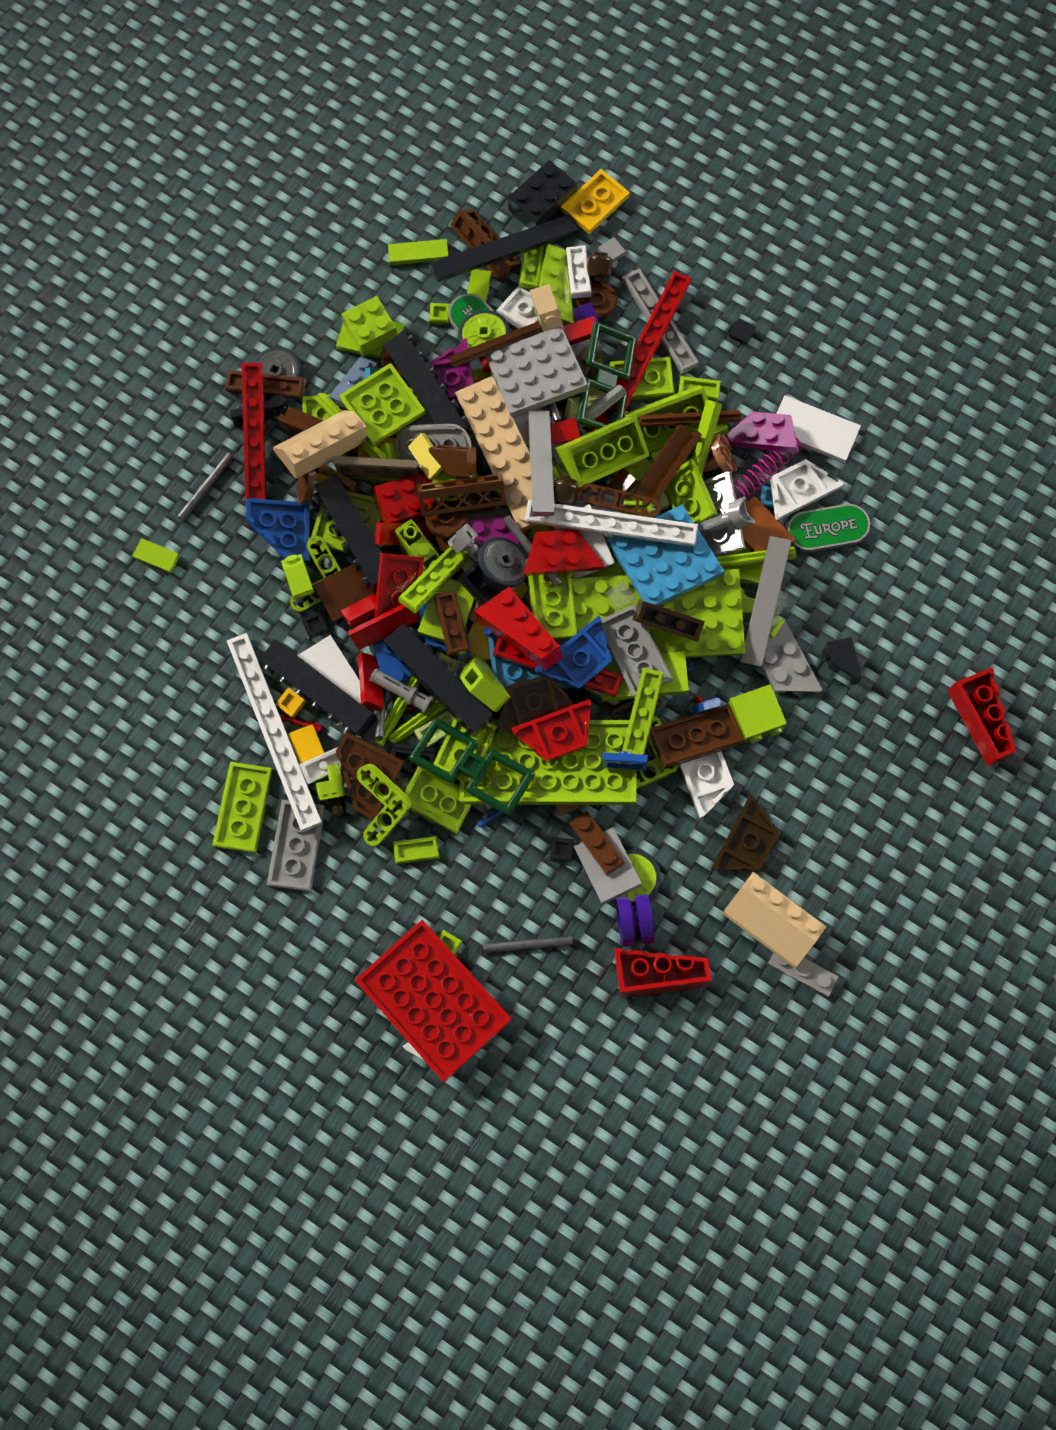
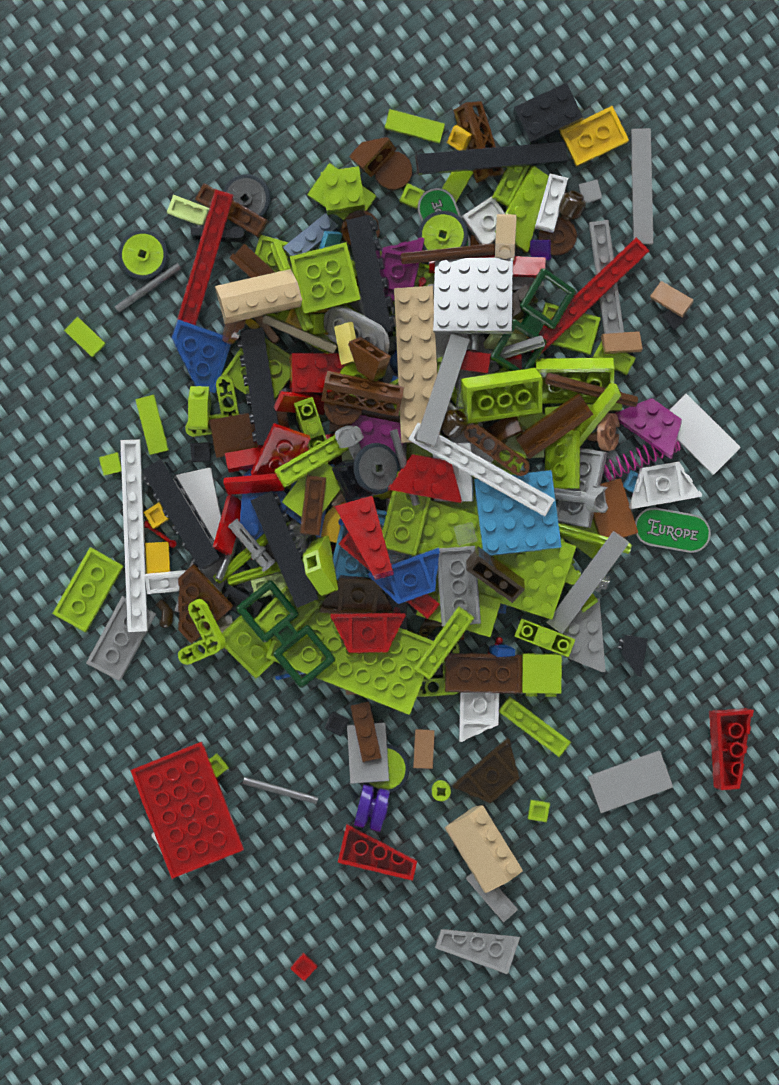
camera: 10 degrees right, 15 degrees up
(188, 470) = (131, 249): none -> lime wheel
(220, 401) = (188, 210): none -> yellowish green plate
(224, 670) = (110, 464): none -> lime tile
(254, 616) = (152, 424): none -> lime tile
(333, 787) = (166, 604): lime piece -> none
(387, 285) = (372, 154): none -> reddish brown slope
(412, 297) = (394, 172): none -> reddish brown tile
(416, 850) = (218, 679): lime tile -> none
(465, 242) = (459, 138): none -> yellow tile
(625, 761) = (413, 677): blue plate -> none
(628, 1132) = (303, 966): none -> red plate
(658, 227) = (642, 185): none -> light grey tile
(665, 841) = (423, 748): none -> medium nougat tile
(699, 881) = (439, 787): none -> lime wheel
(700, 370) = (621, 342): none -> medium nougat tile
(732, 315) = (672, 299): none -> medium nougat tile
(744, 676) = (544, 637): none -> lime slope
(773, 774) = (534, 726): none -> lime tile
(815, 861) = (538, 810): none -> lime tile
(815, 1035) = (482, 948): none -> light grey wing
(898, 794) = (630, 781): none -> light grey tile

